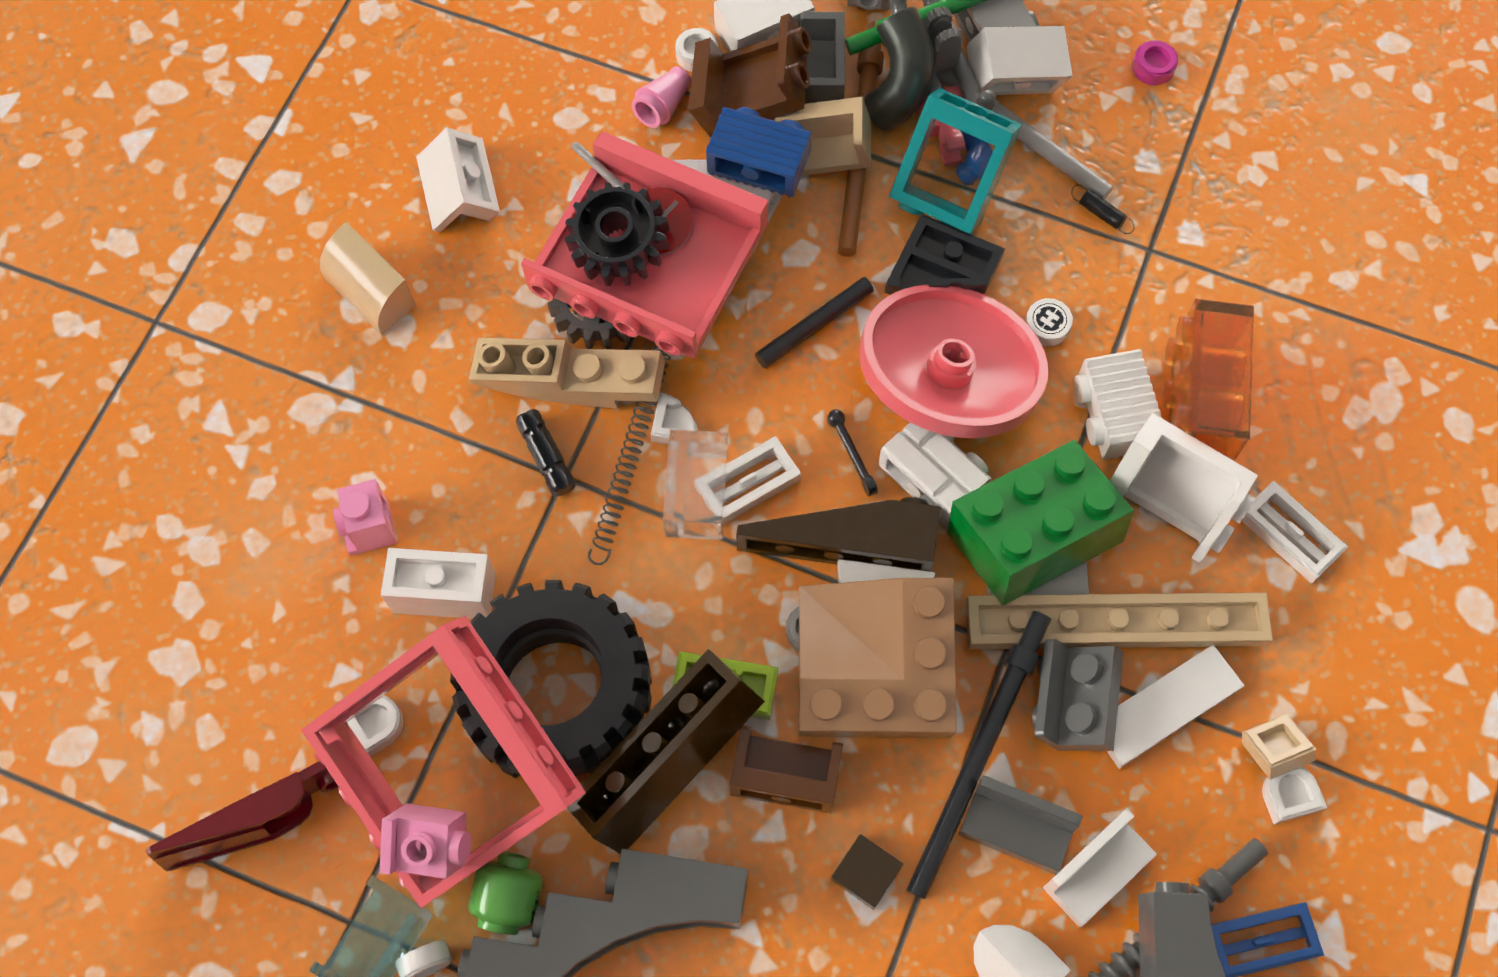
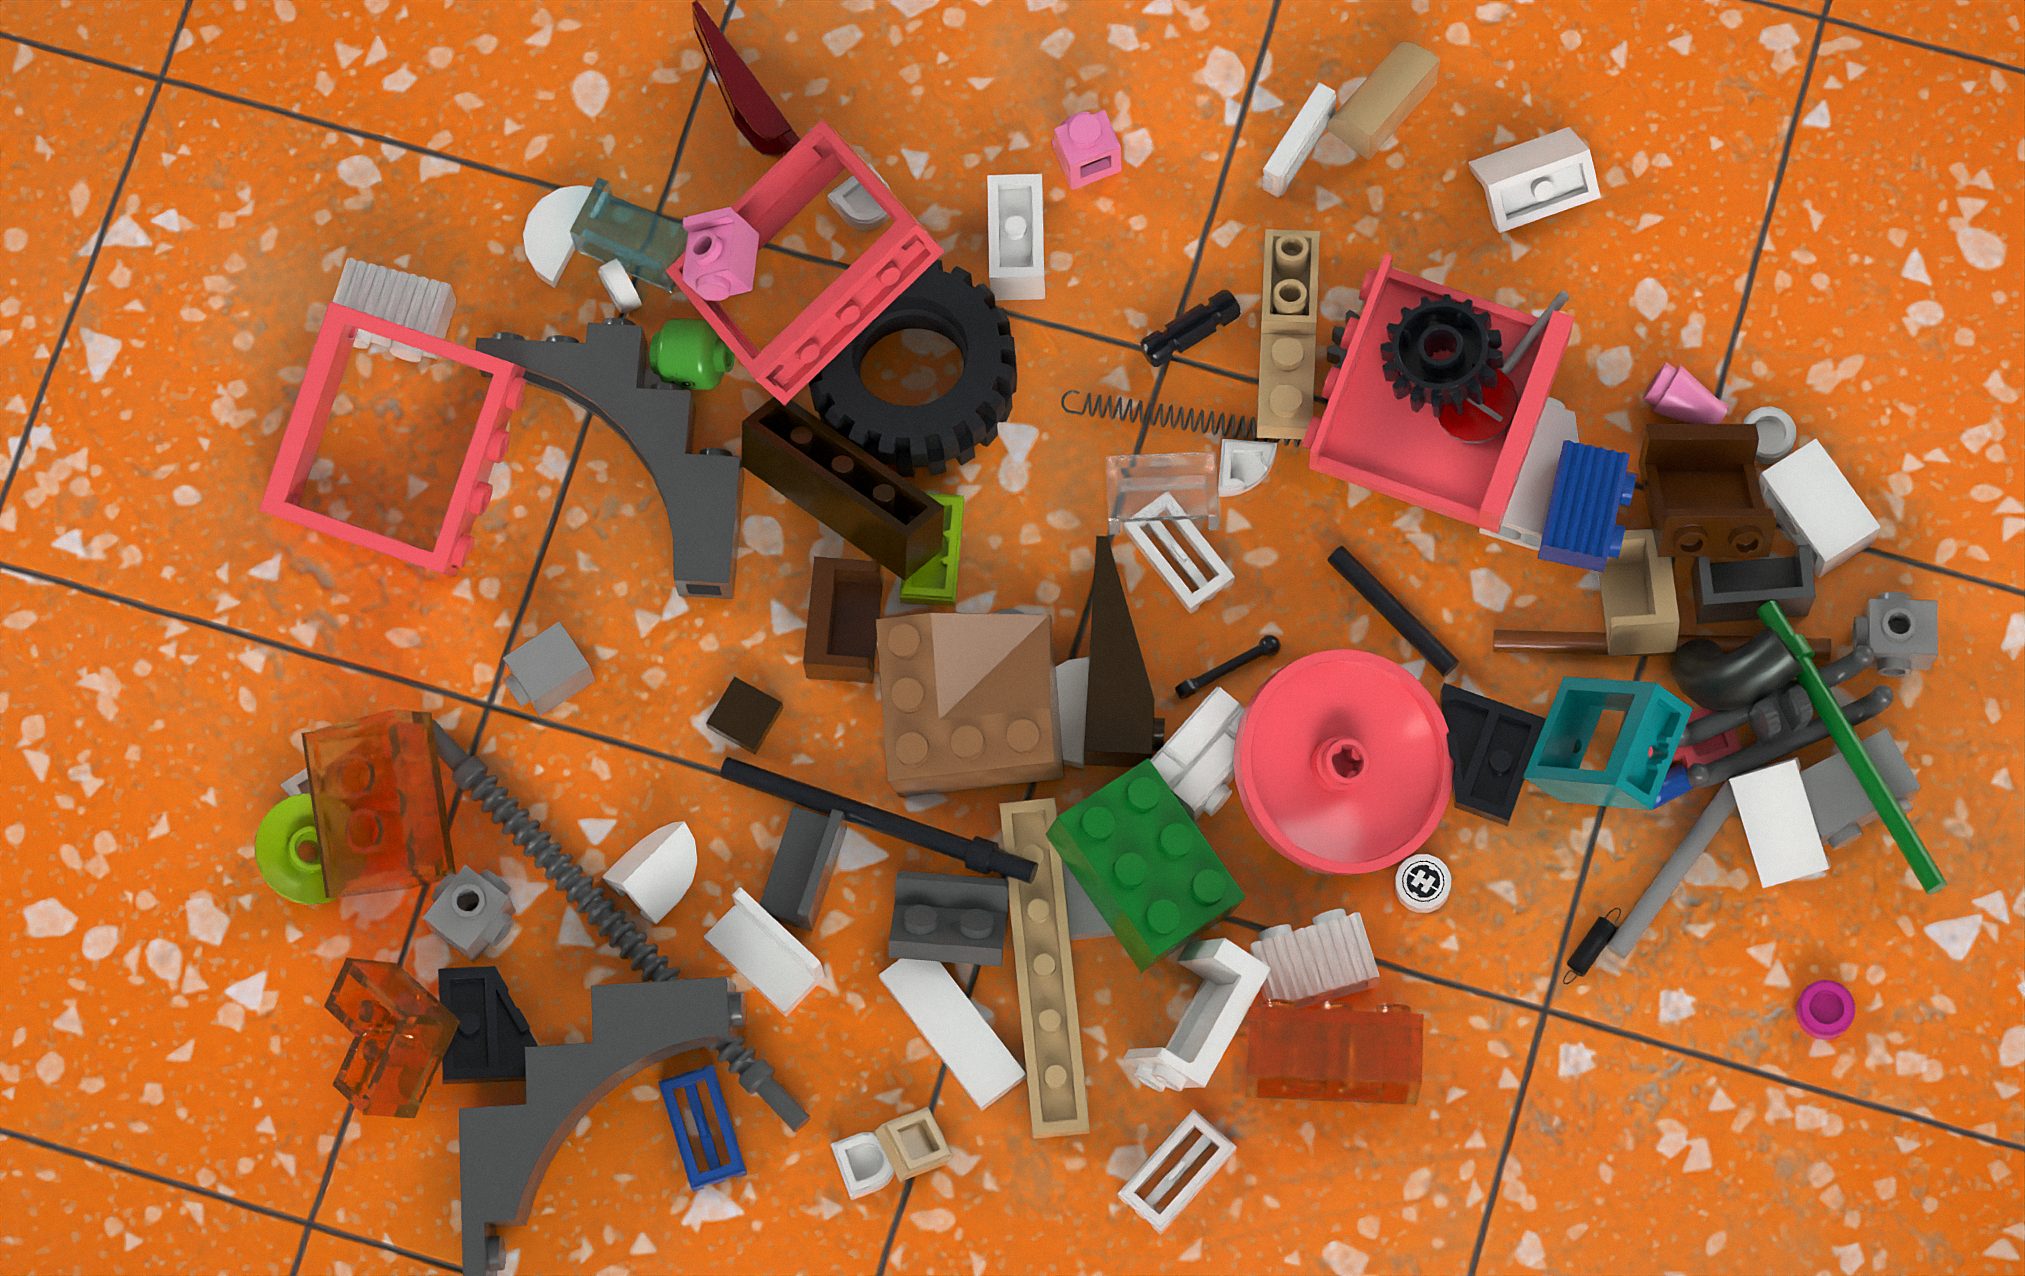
camera: 90 degrees right, 5 degrees up
(391, 347) = (1299, 140): none -> white tile

